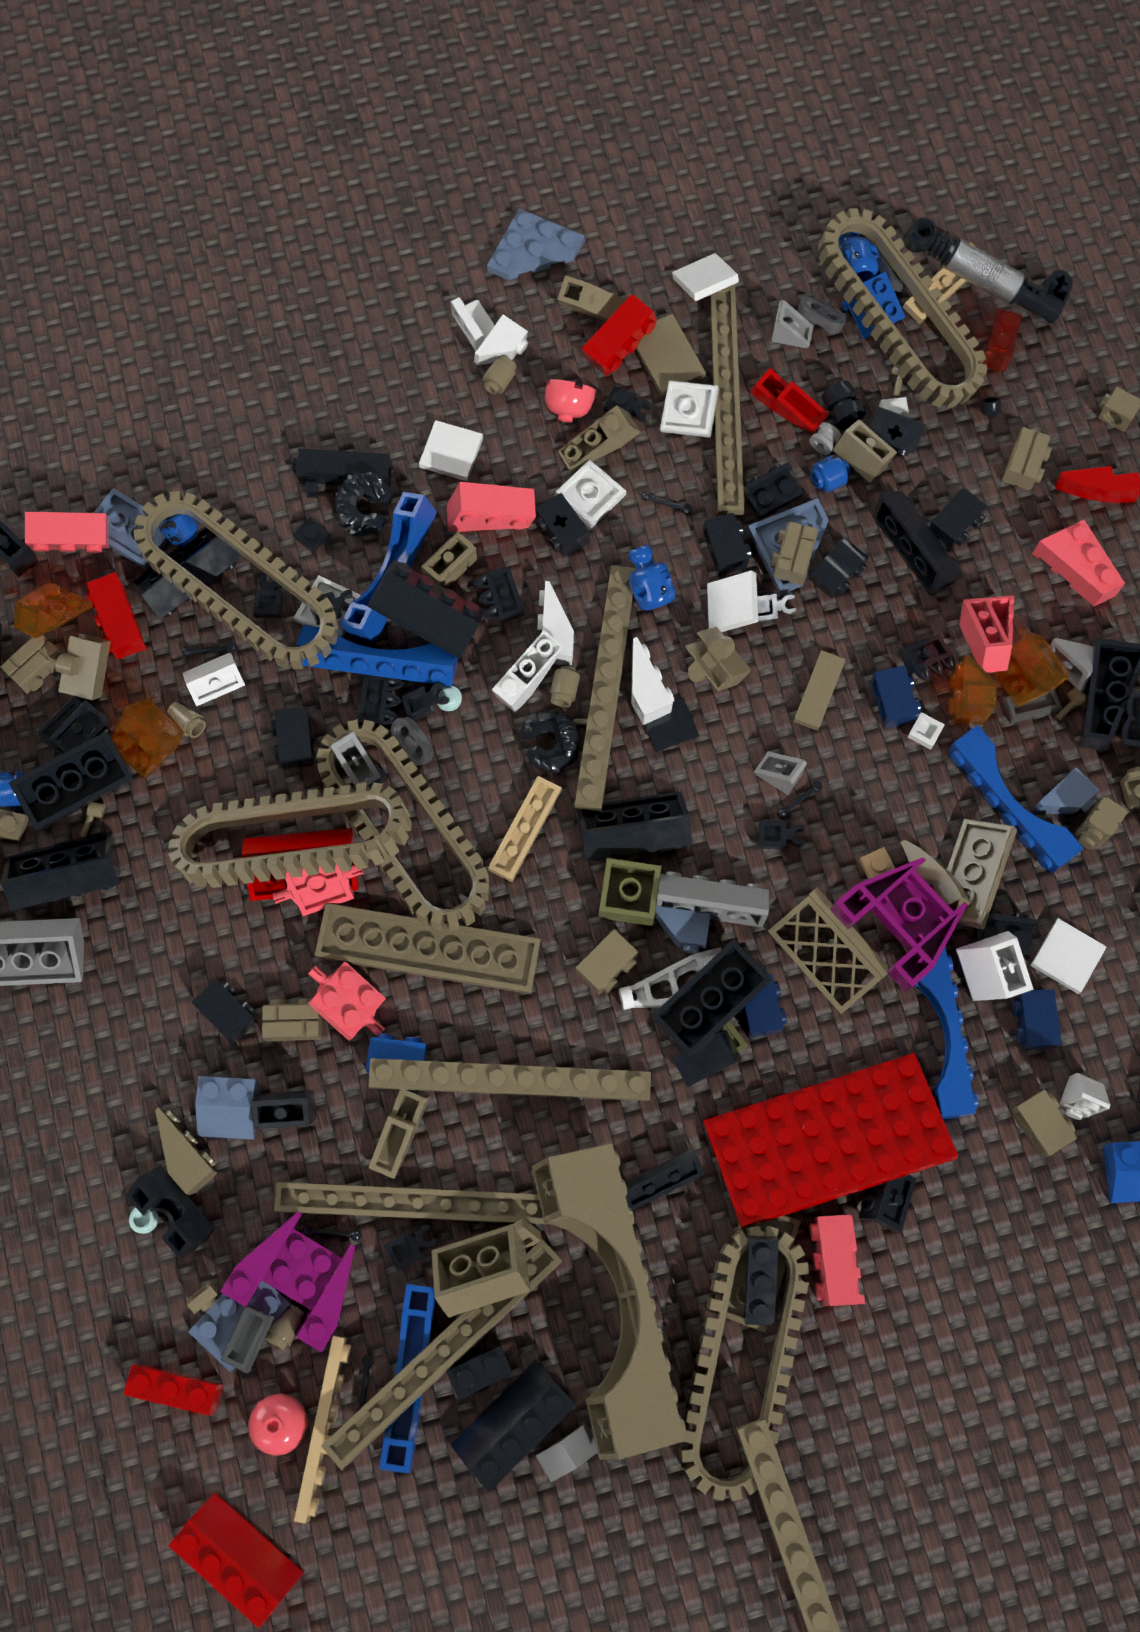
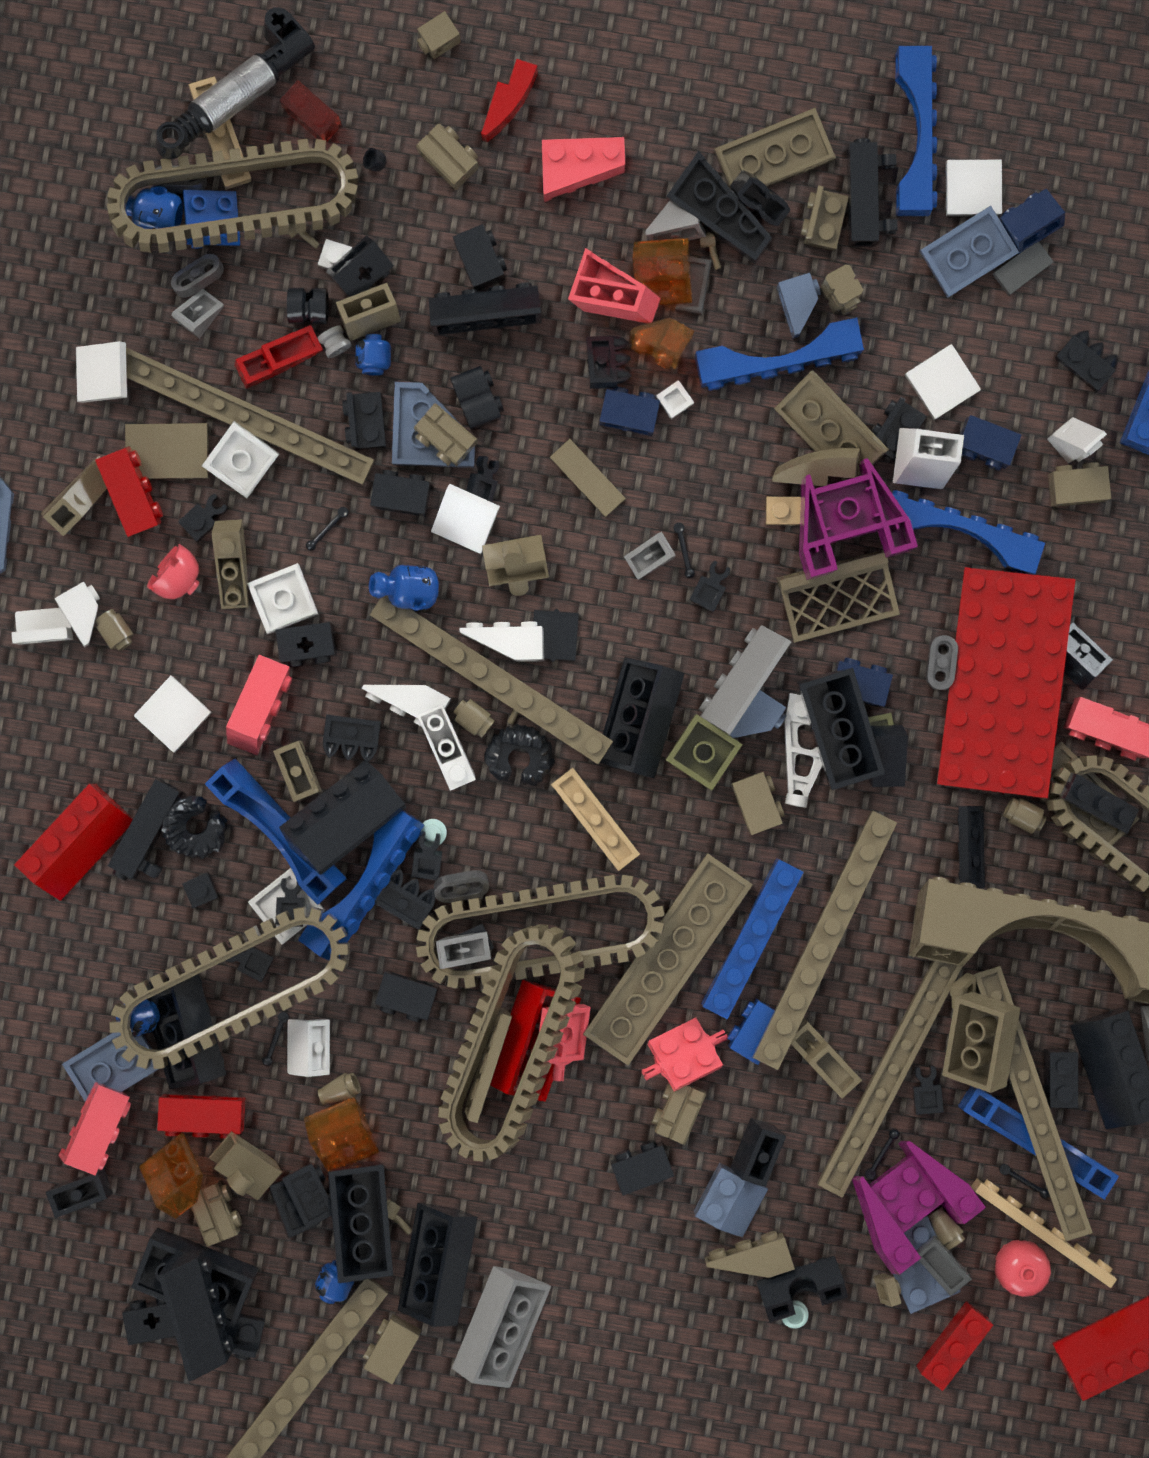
camera: 60 degrees left, 15 degrees up
(238, 831) = (487, 1066): none -> dark tan tile
(306, 417) = (74, 842): none -> red slope
(459, 1011) = (752, 939): none -> blue arch
(714, 1217) = (1024, 815): none -> dark tan brick
(816, 1072) = (942, 663): none -> flat silver plate

